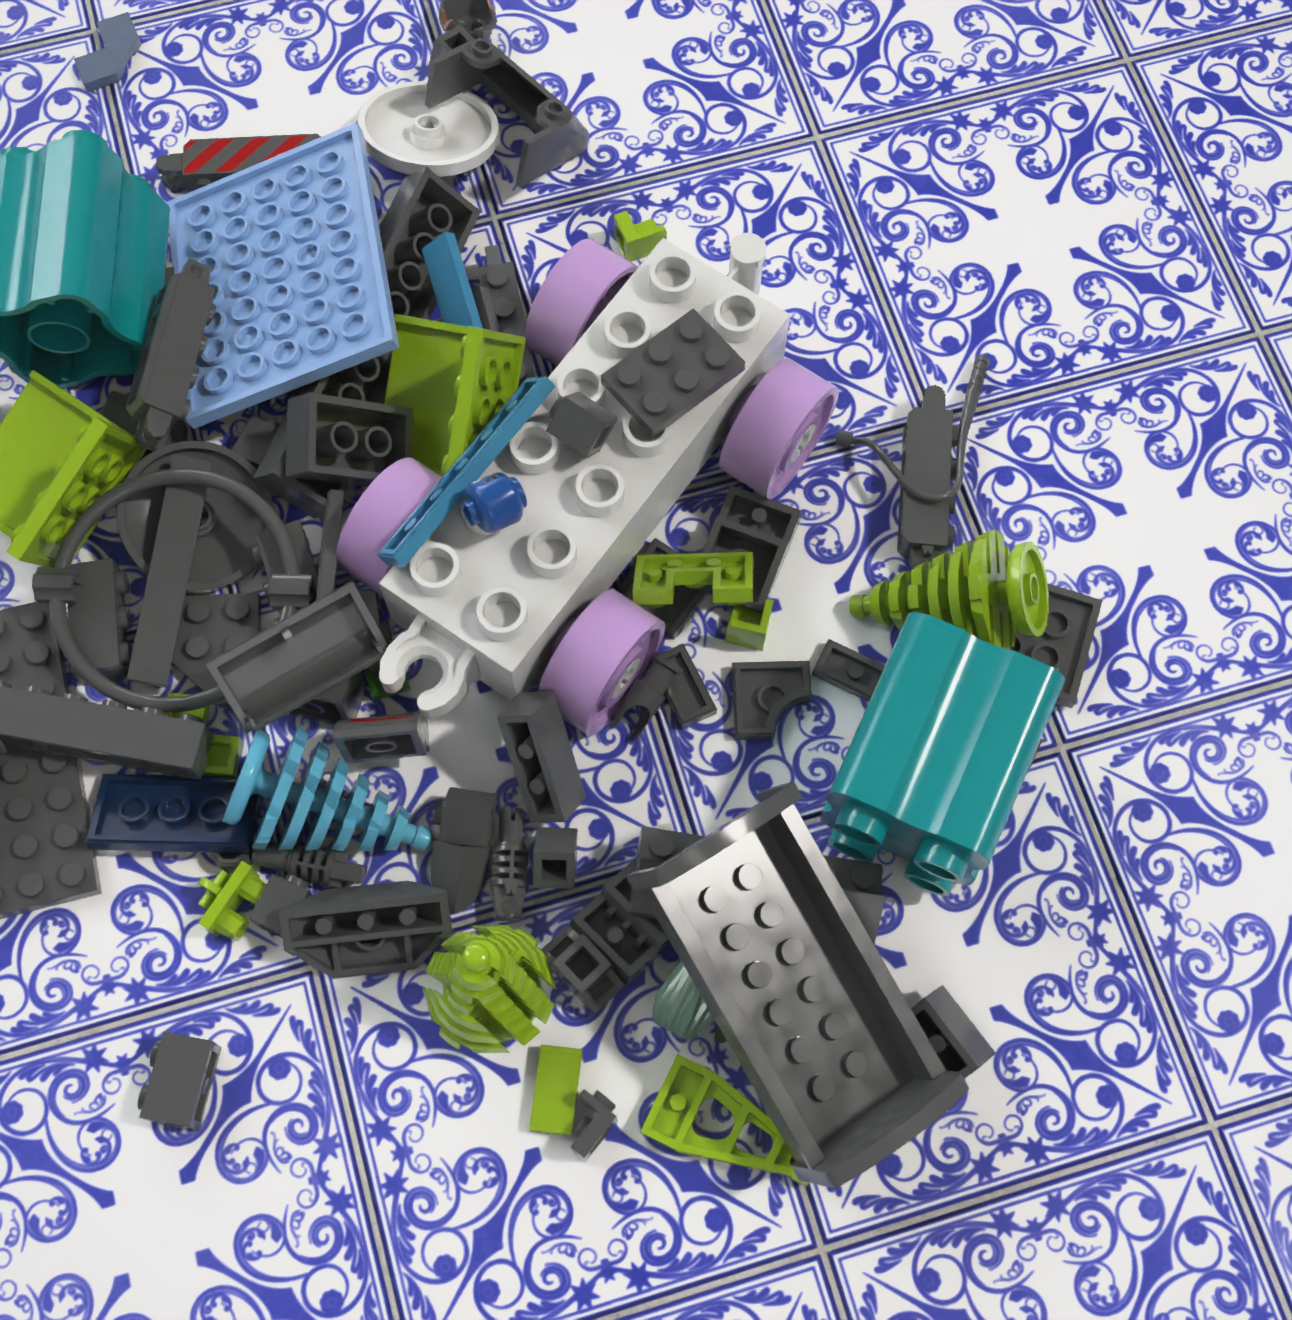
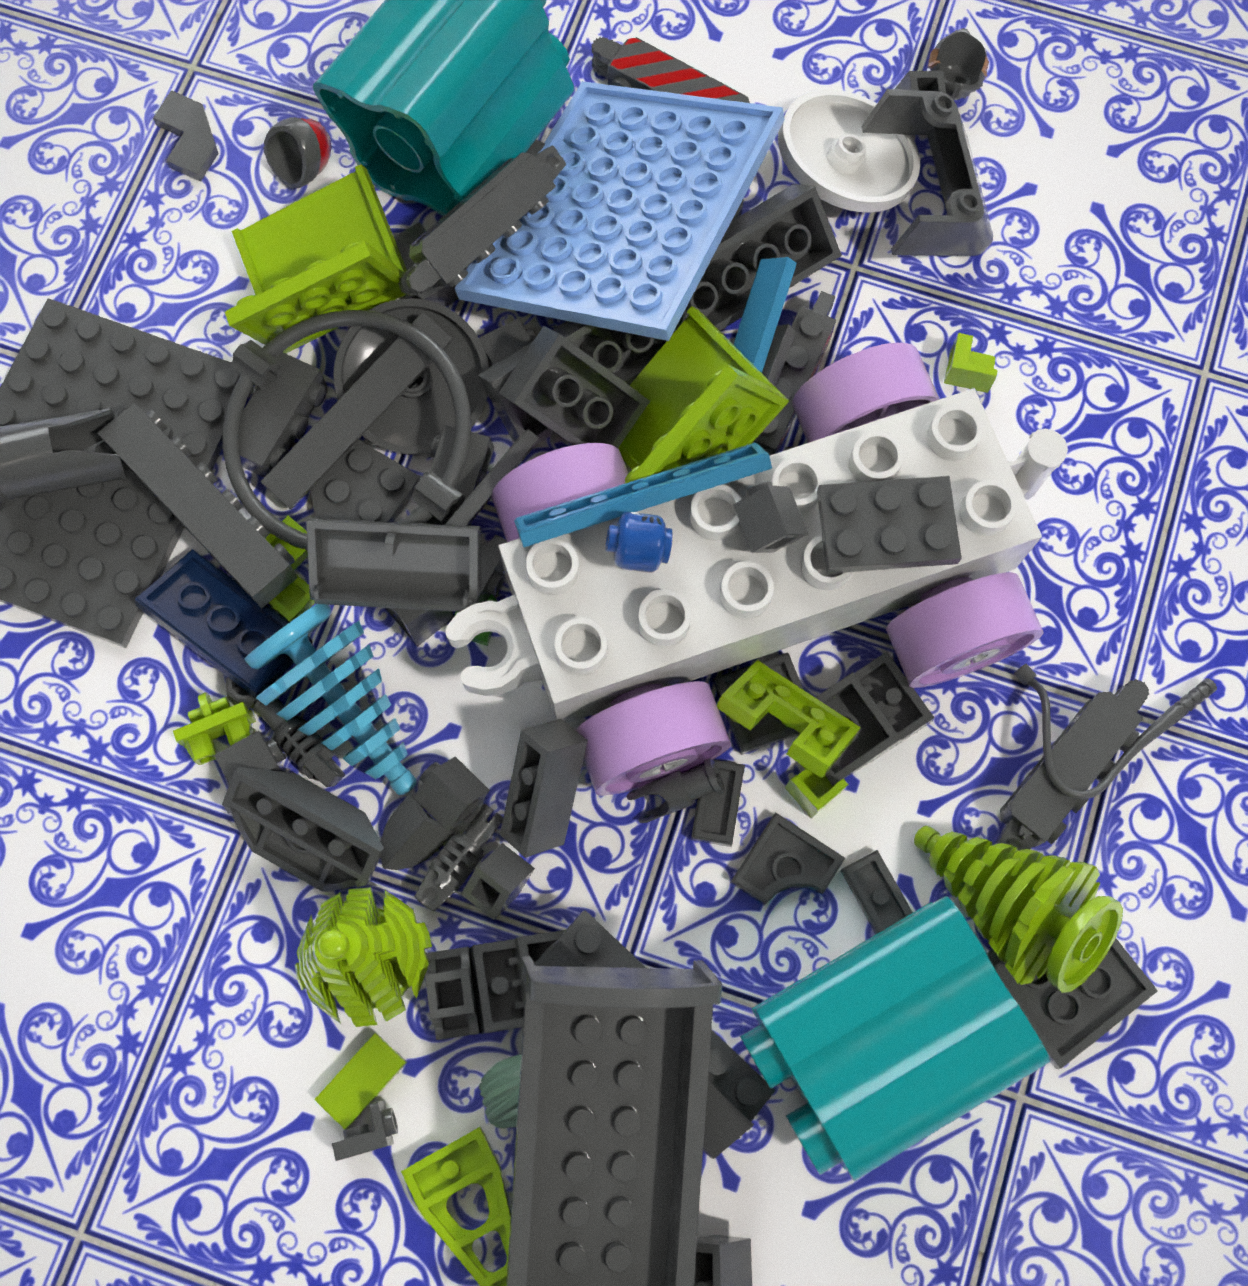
camera: 35 degrees right, 5 degrees up
(179, 1081) = (71, 852): dark grey brick -> none
(382, 737) = (422, 674): dark grey slope -> none

